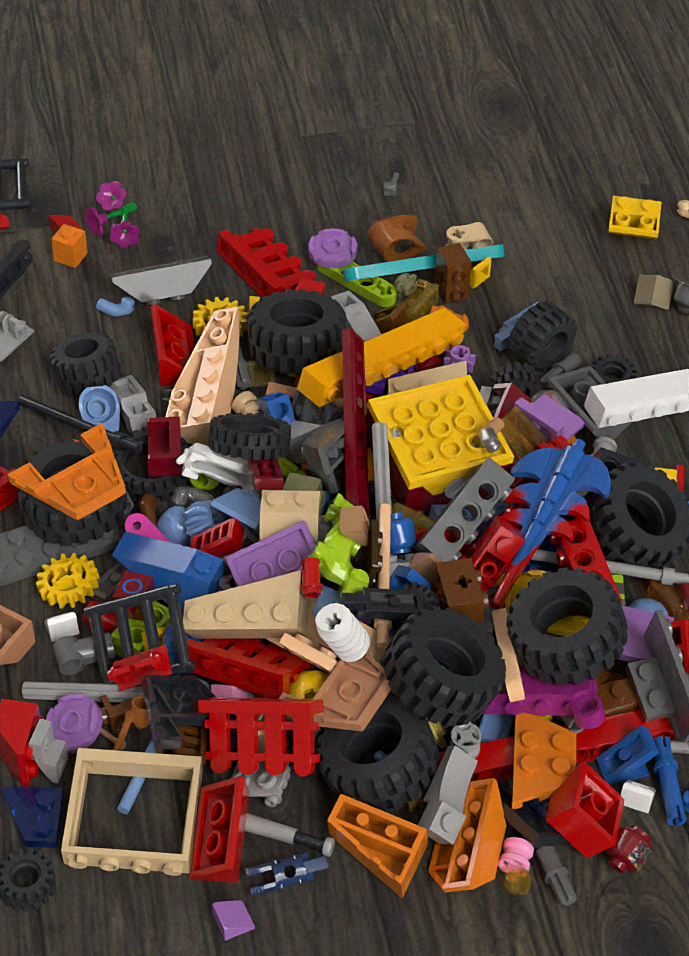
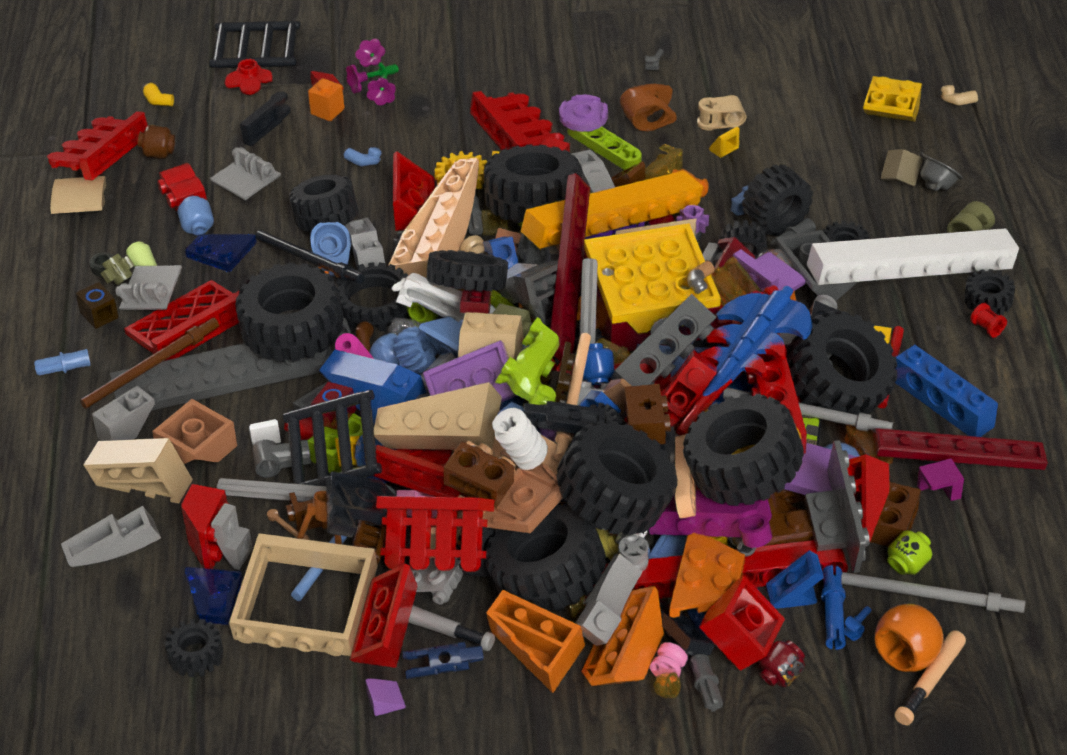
camera: 10 degrees right, 5 degrees down
(67, 580) = (275, 393): yellow gear -> none
(76, 721) = (263, 513): medium lavender tile -> none
(81, 486) = (293, 302): orange wing -> none
(132, 670) = (318, 470): red hinge -> none
(162, 280) = (410, 134): wedge -> none
(164, 446) = (387, 270): dark red panel -> none
(222, 539) = (425, 358): red slope -> none
(300, 678) = (476, 479): none -> reddish brown brick
(311, 583) = (497, 389): red pin -> none
(355, 524) = (548, 345): medium nougat slope -> none
(405, 284) = (650, 149): olive plate -> none
(416, 263) = (670, 129): teal beam -> none
(452, 273) = (698, 139): reddish brown brick -> none
(637, 796) = (800, 619): white slope -> none

